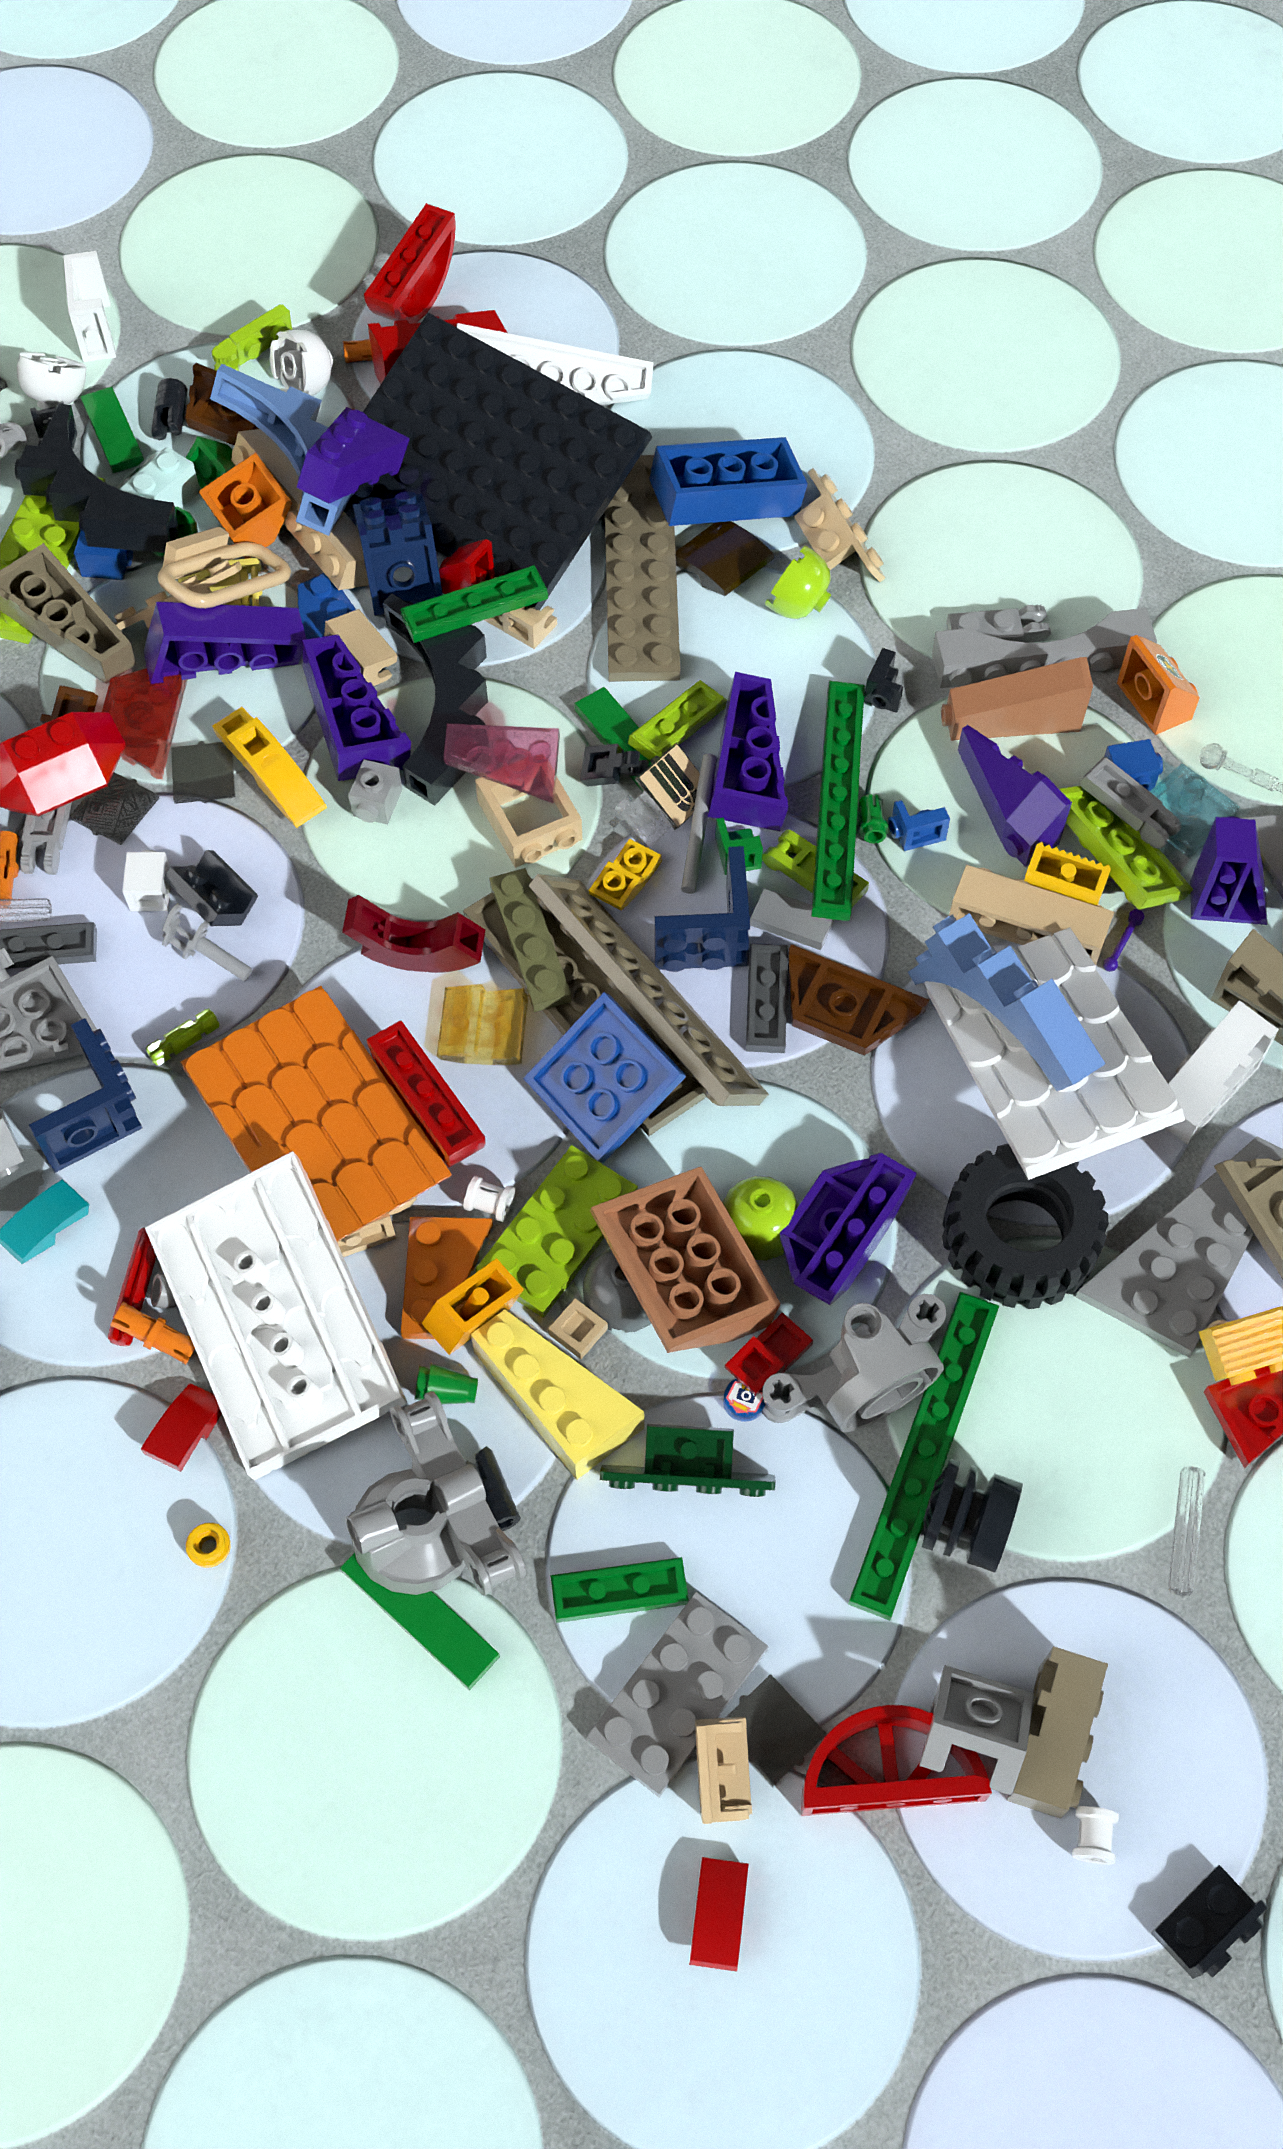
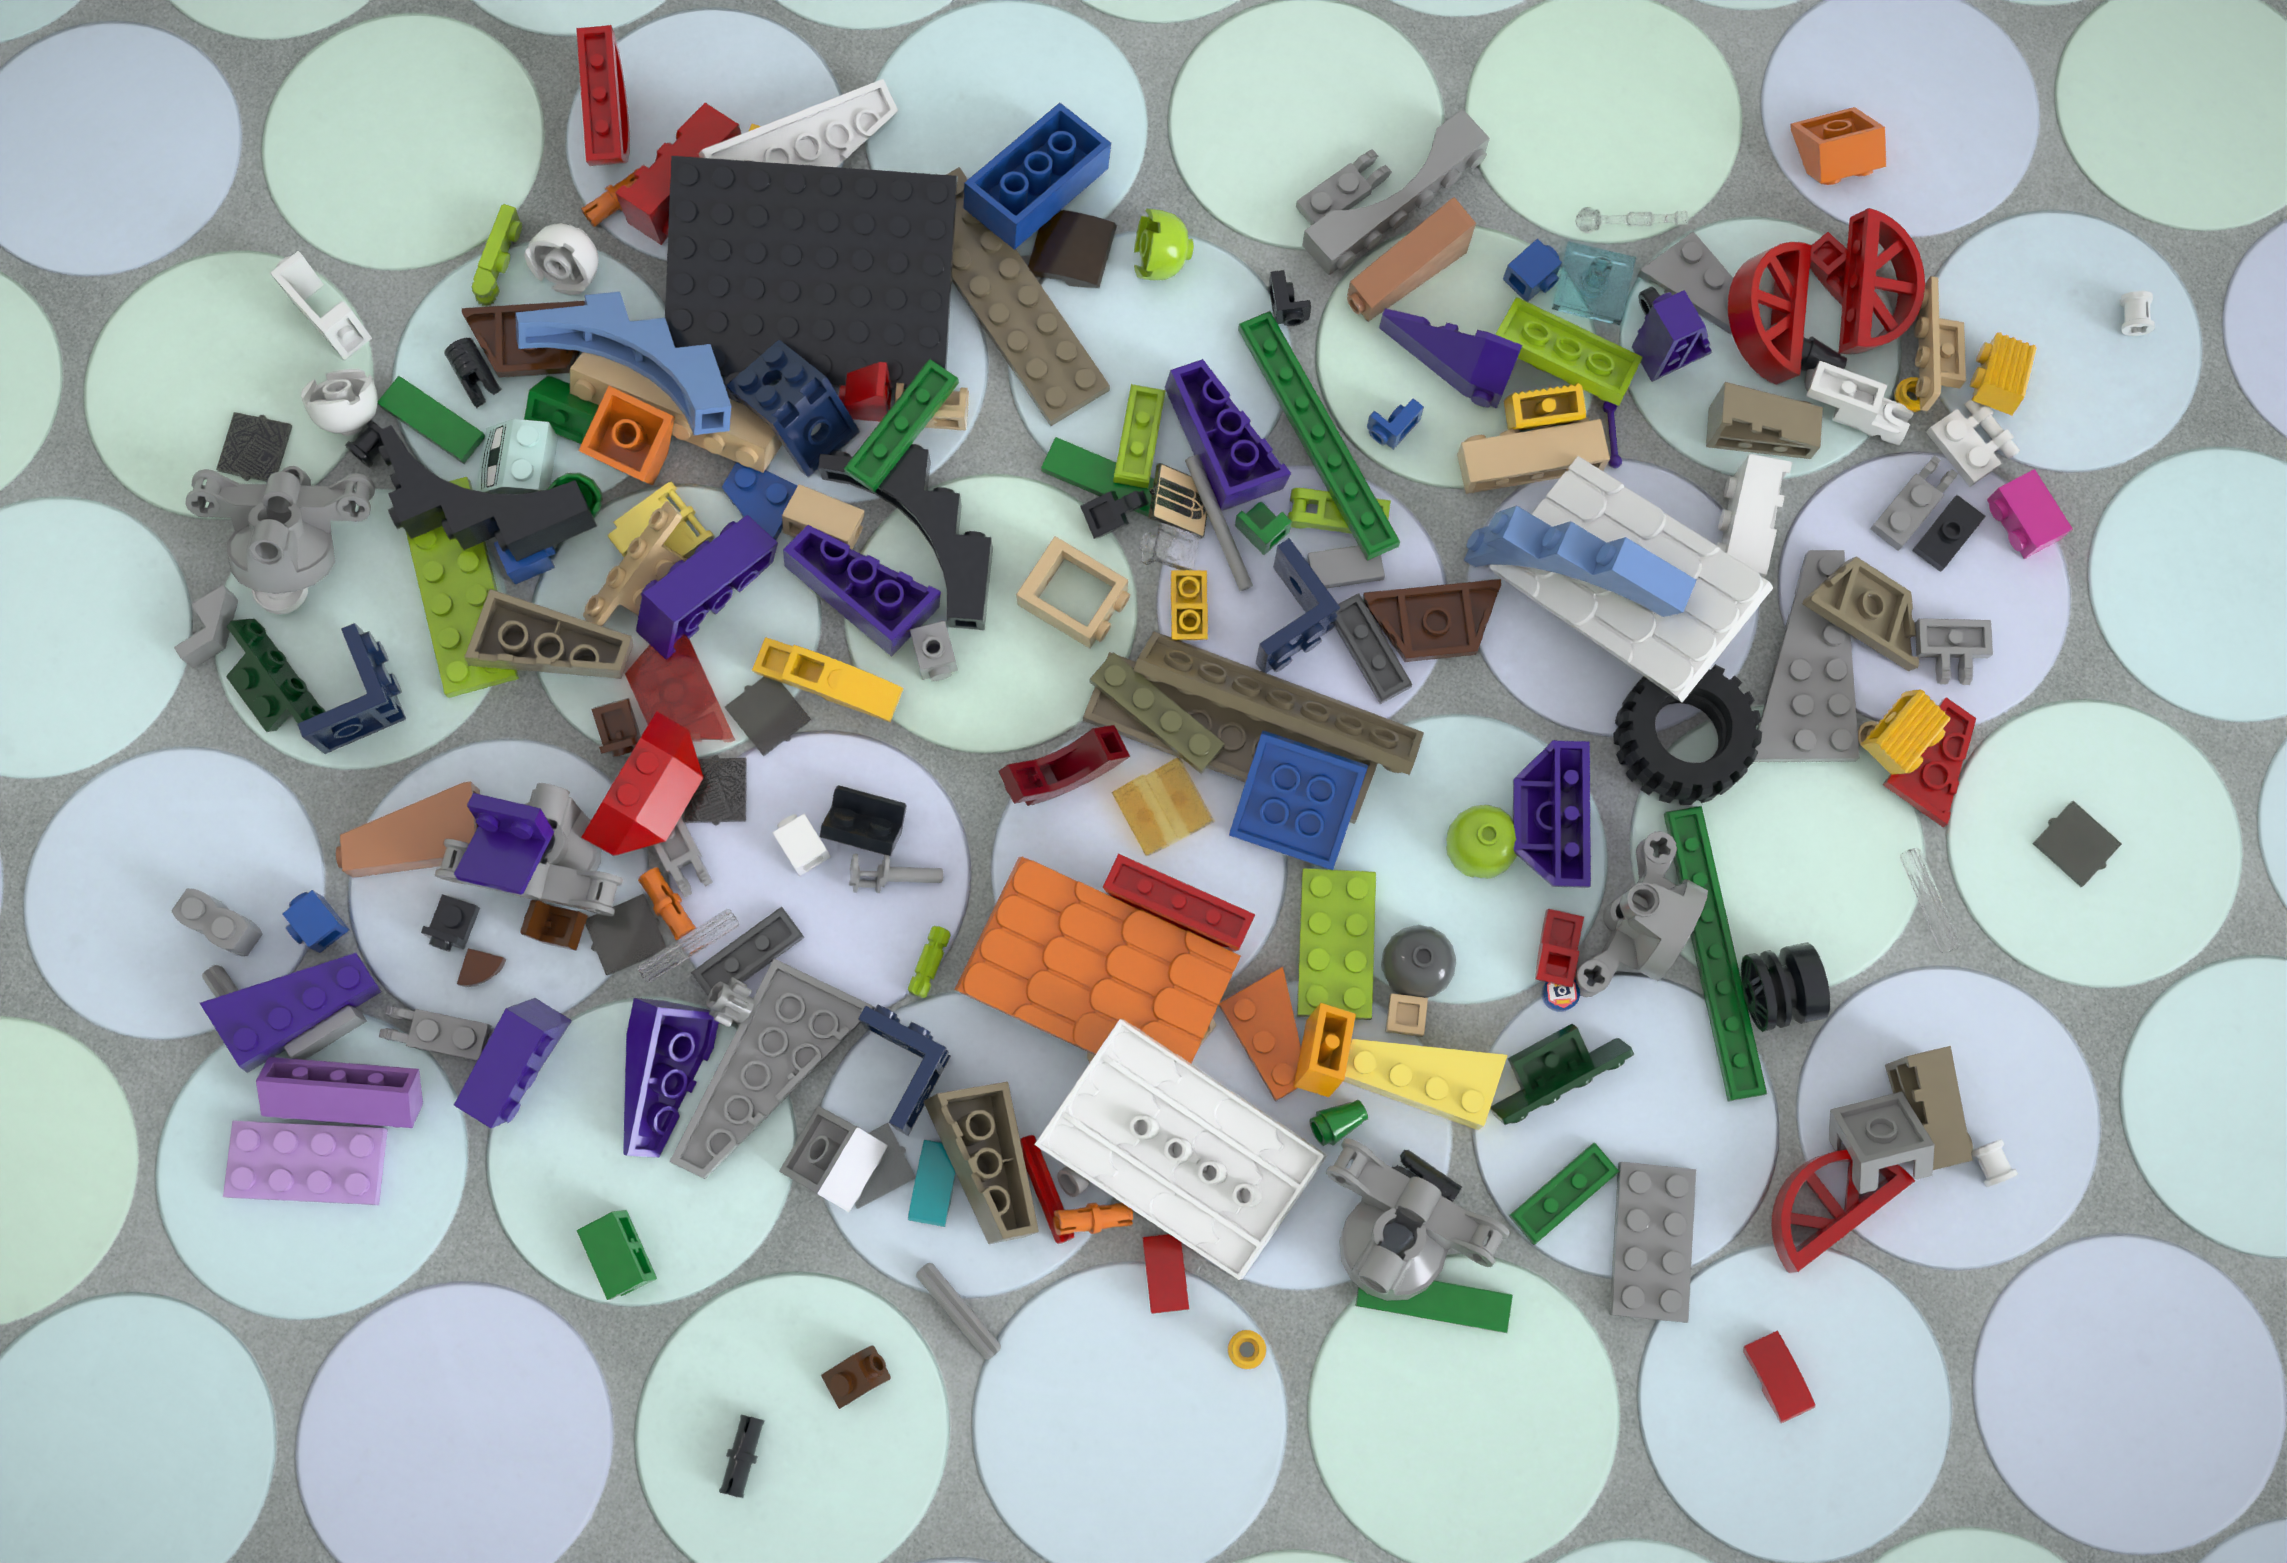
camera: 35 degrees left, 15 degrees up
(101, 1210) = (988, 1157): none -> dark tan wedge
(207, 549) = (632, 514): tan bar -> none
(351, 454) = (704, 346): dark purple wedge -> none
(489, 1198) = (1270, 951): white bush -> none
(506, 755) = (1033, 560): clear pink wing -> none
(687, 1262) = (1463, 917): nougat slope -> none
(723, 1769) = (1722, 1279): tan hinge -> none
(776, 1730) = (1732, 1226): clear smoke piece -> none
(831, 531) = (1147, 169): tan bracket -> none
(873, 825) = (1355, 437): green pin -> none
(1131, 802) = (1555, 308): light grey hinge -> none
(1156, 685) = (1510, 180): orange slope -> none
(1209, 1924) = (2100, 1175): black bracket -> none

